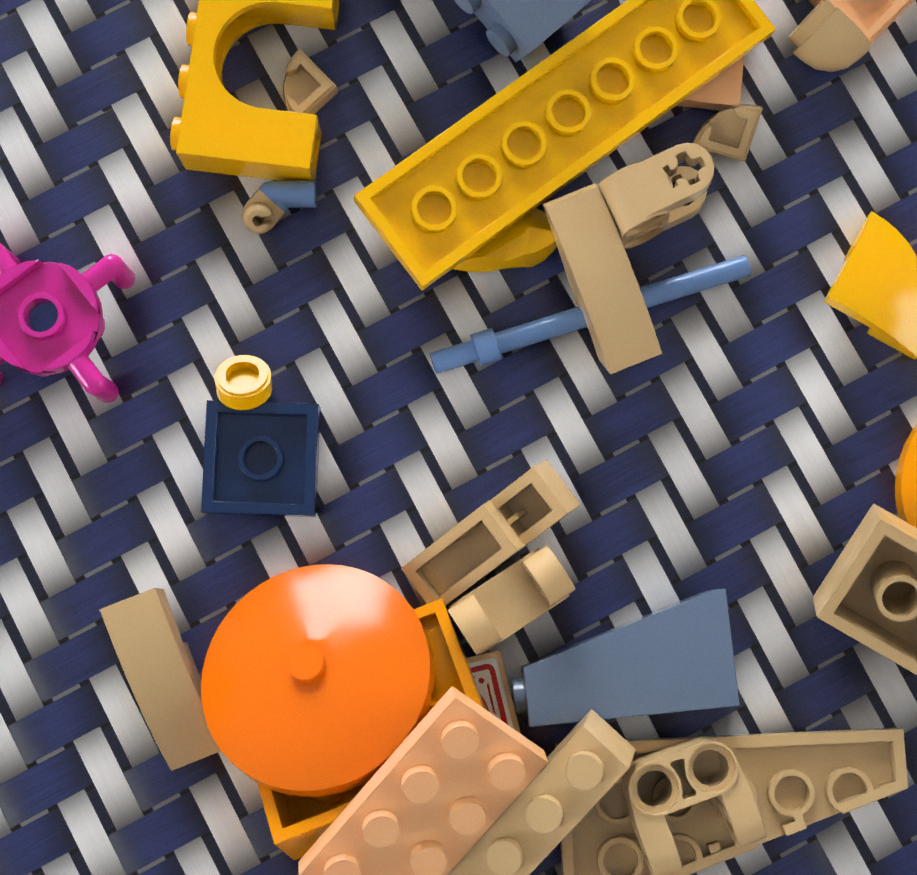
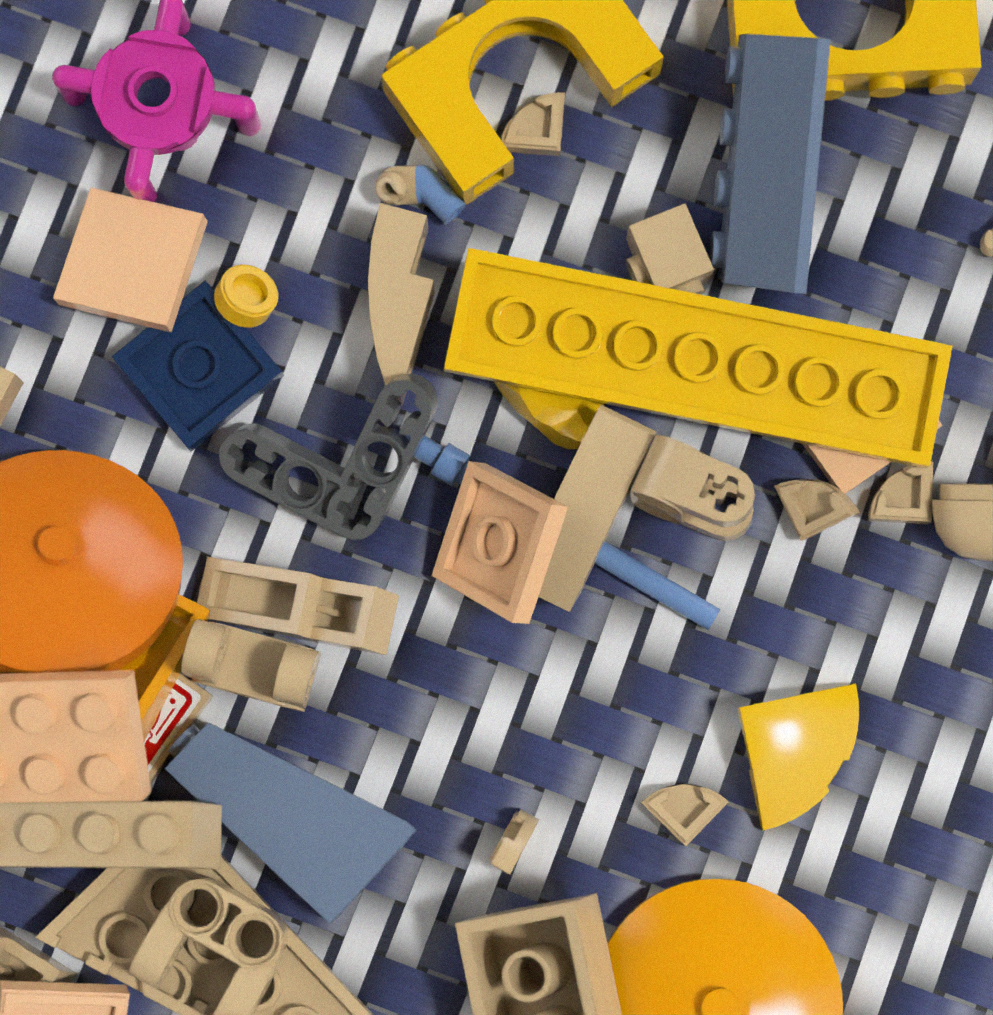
camera: 50 degrees right, 0 degrees up
(145, 439) = (130, 259): none -> light nougat tile
(338, 280) = (397, 295): none -> tan slope
(430, 433) = (334, 481): none -> dark grey beam
(472, 72) = (669, 252): none -> tan brick
(576, 356) = (499, 542): none -> light nougat plate
(773, 70) = (904, 497): none -> tan tile
(785, 530) = (513, 841): none -> tan tile
(858, 397) = (684, 809): none -> tan tile

